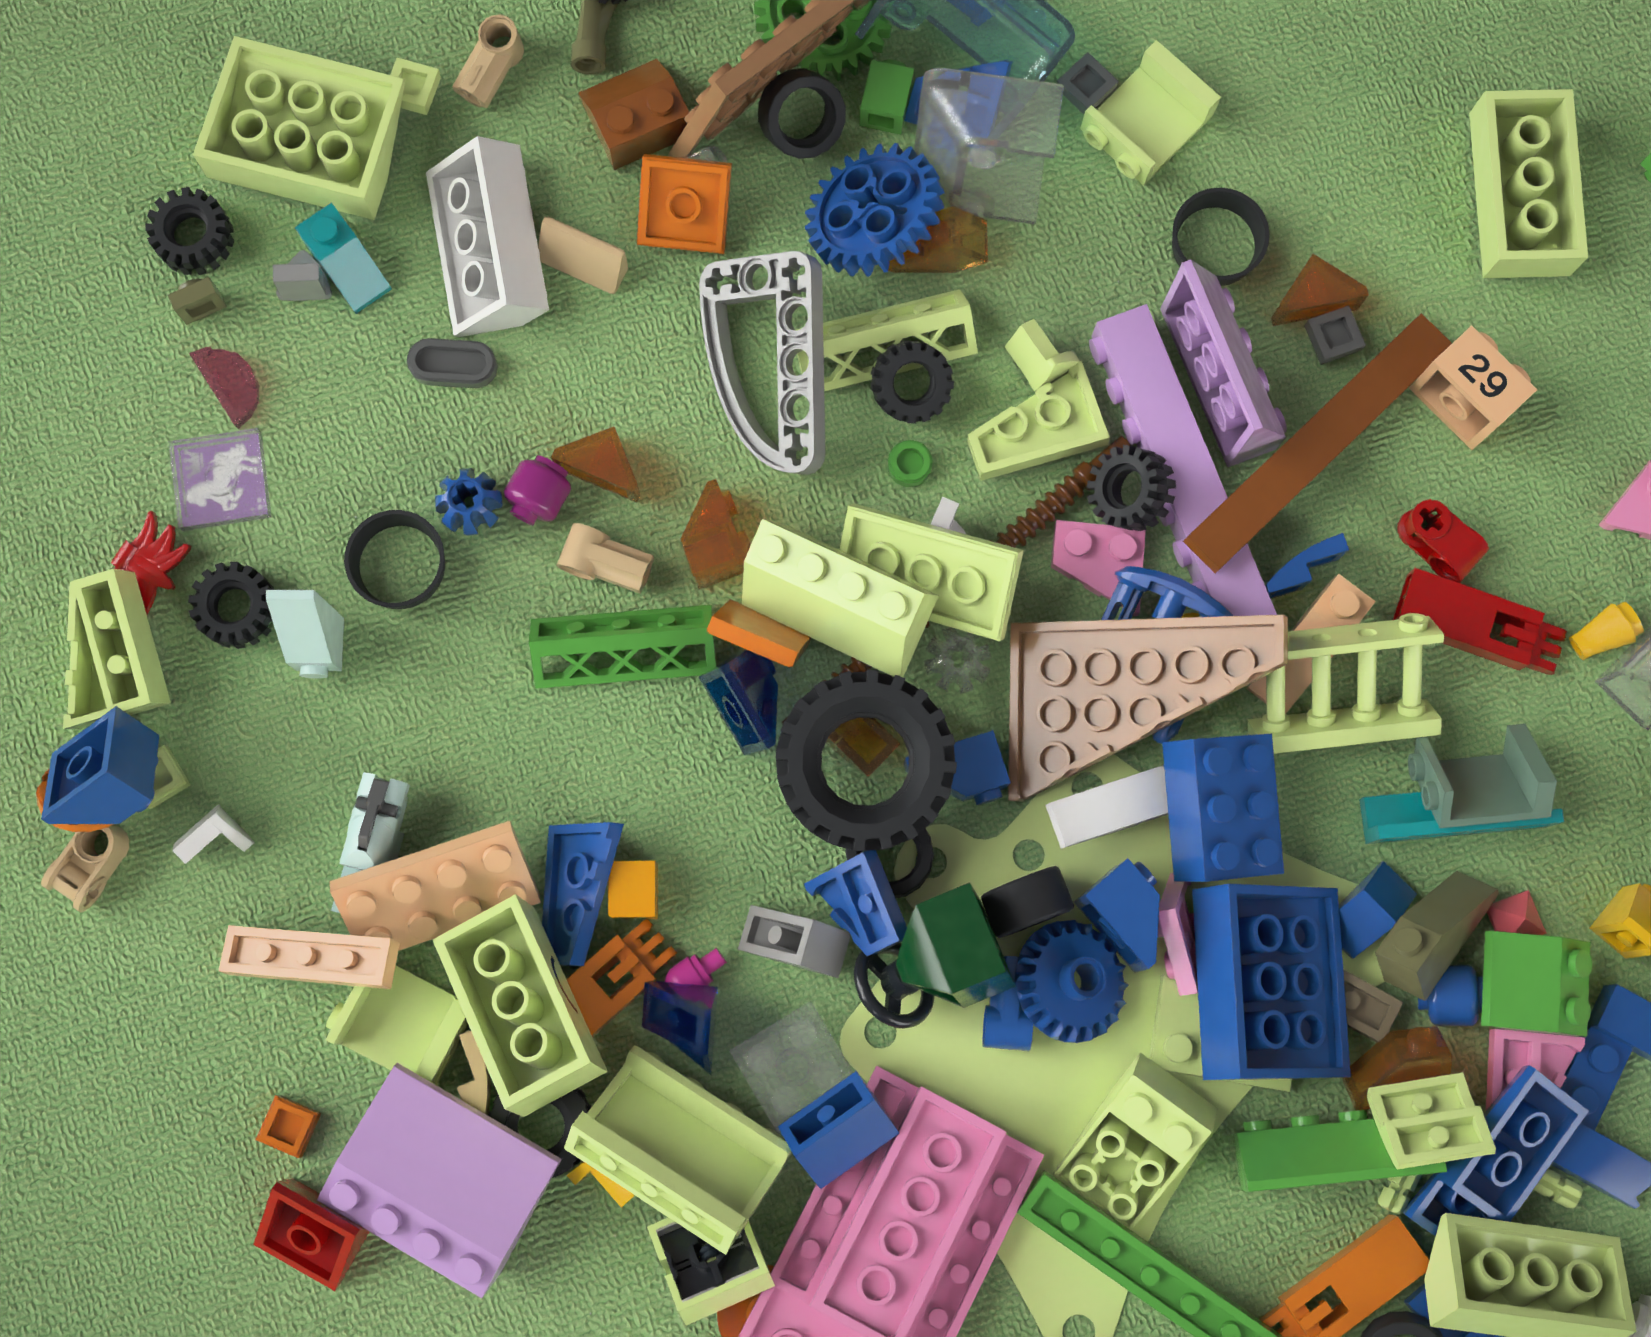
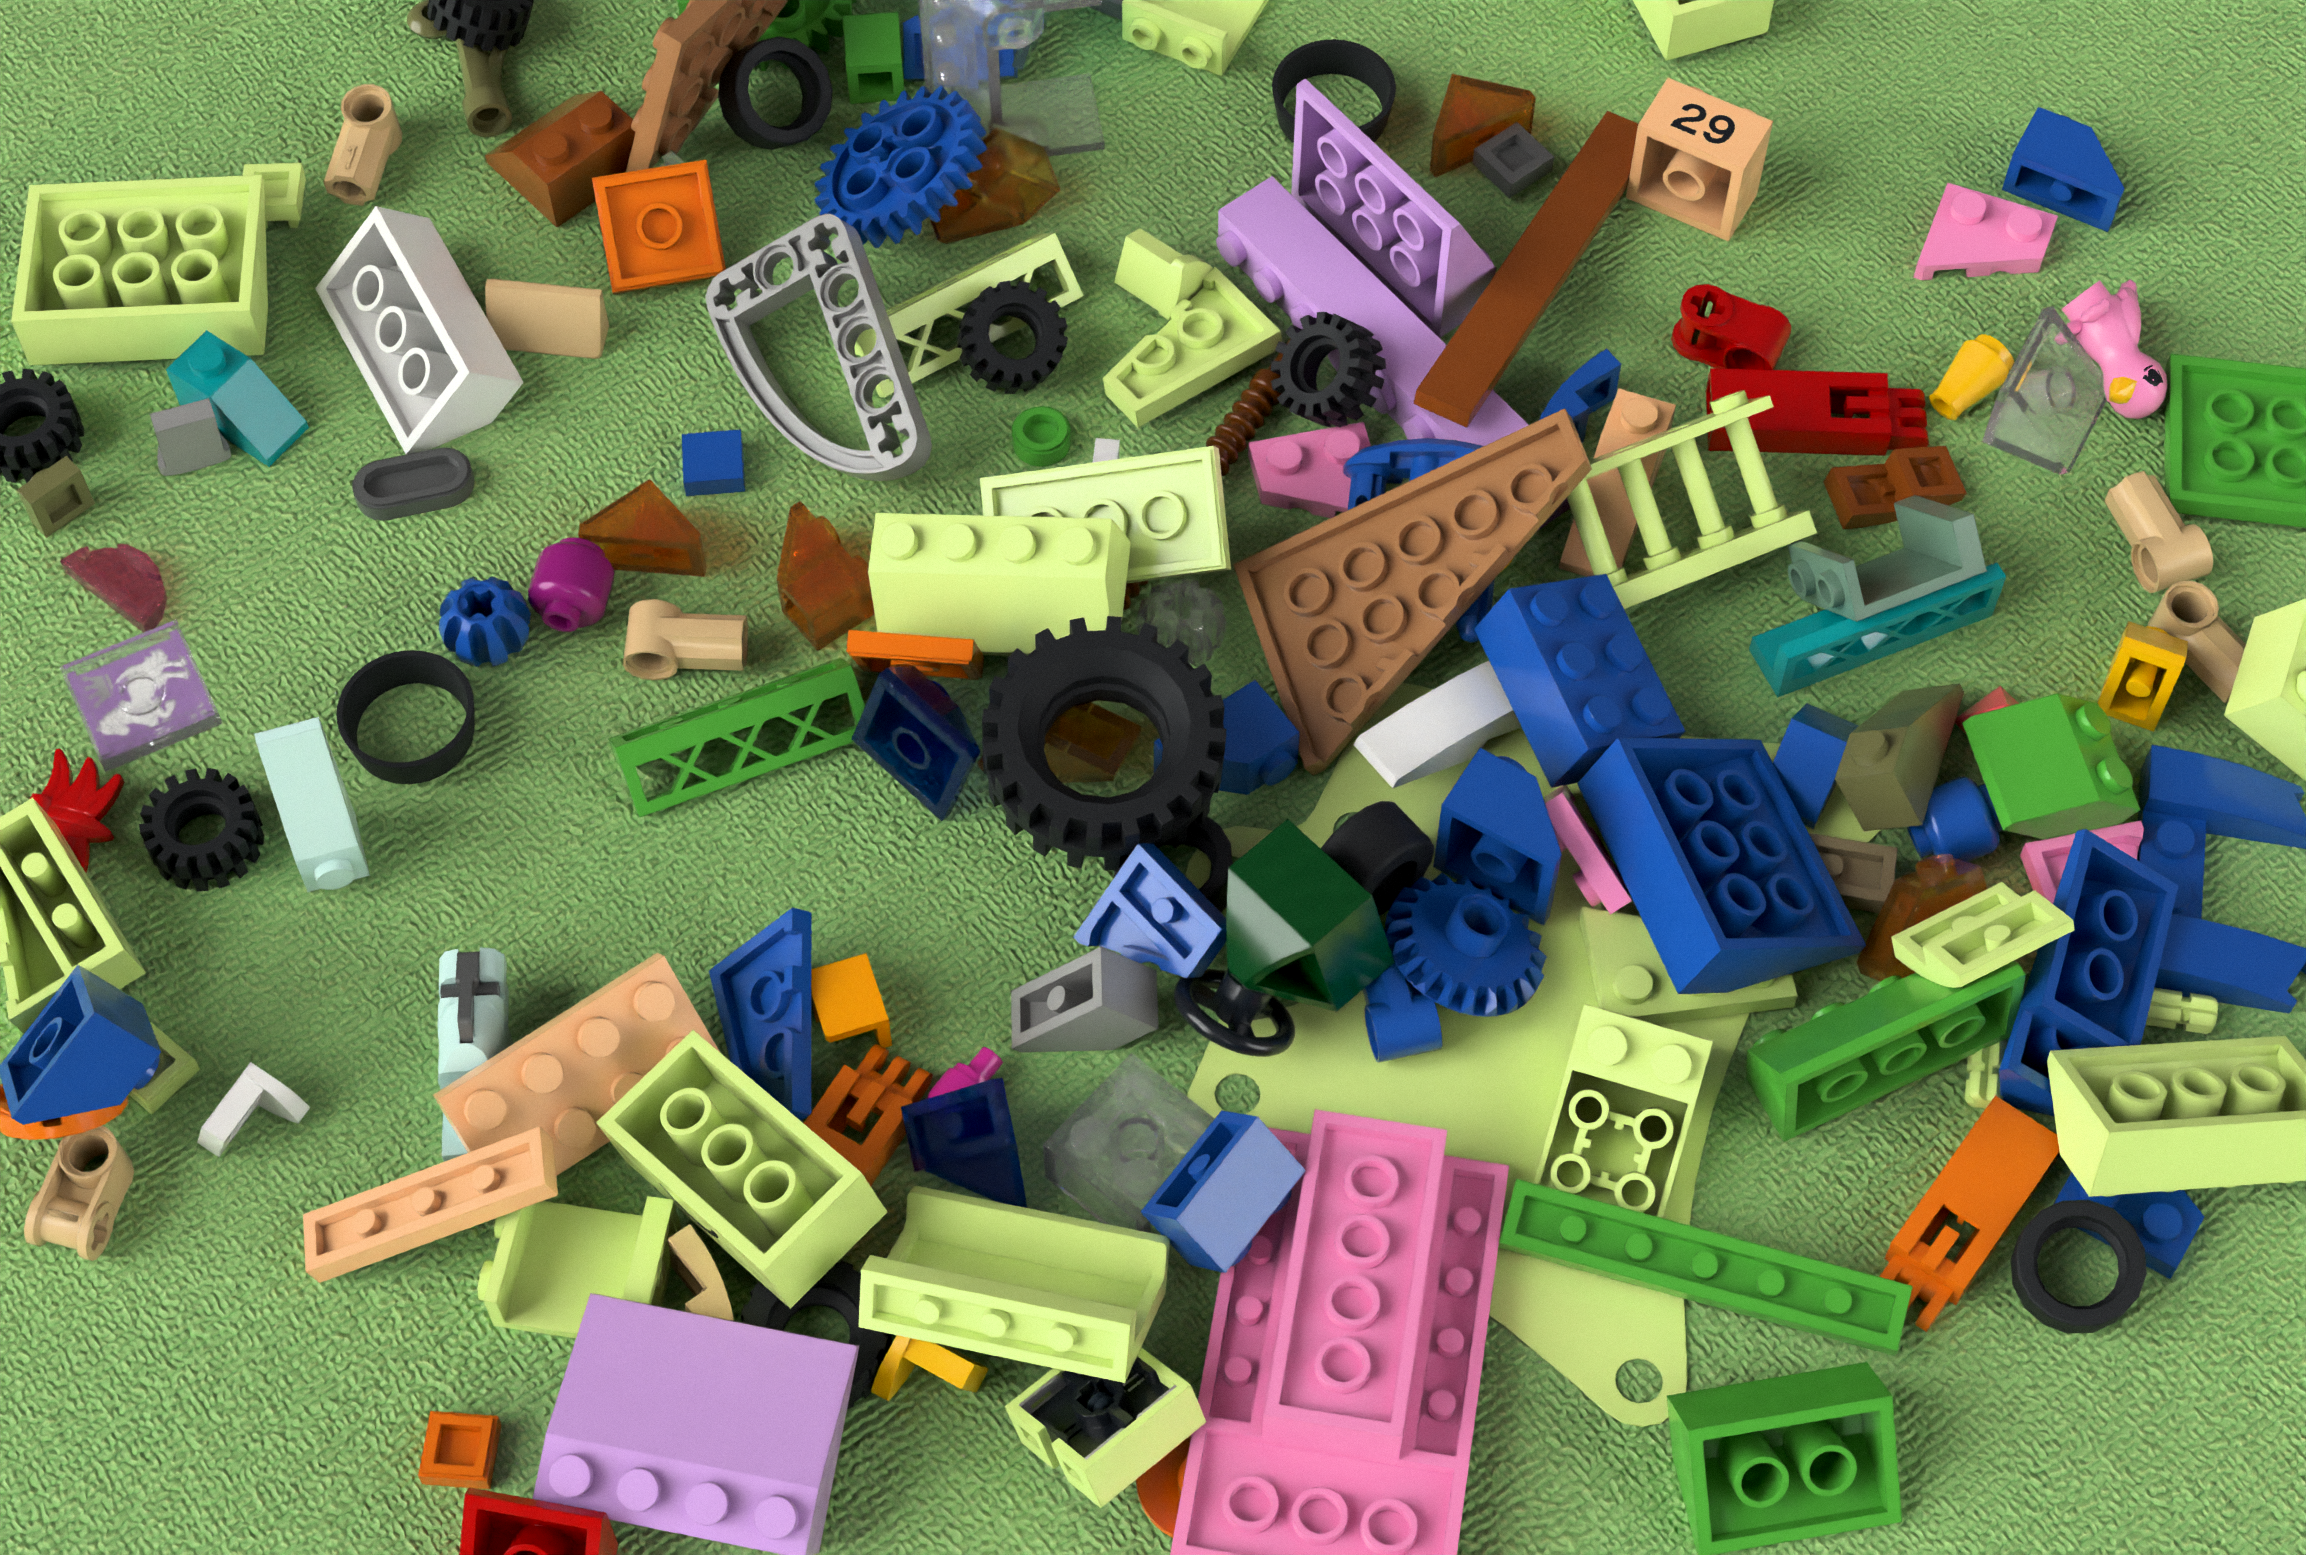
camera: 15 degrees left, 20 degrees down
(668, 412) = (713, 462): none -> blue tile
(1512, 703) = (1868, 492): none -> dark orange slope

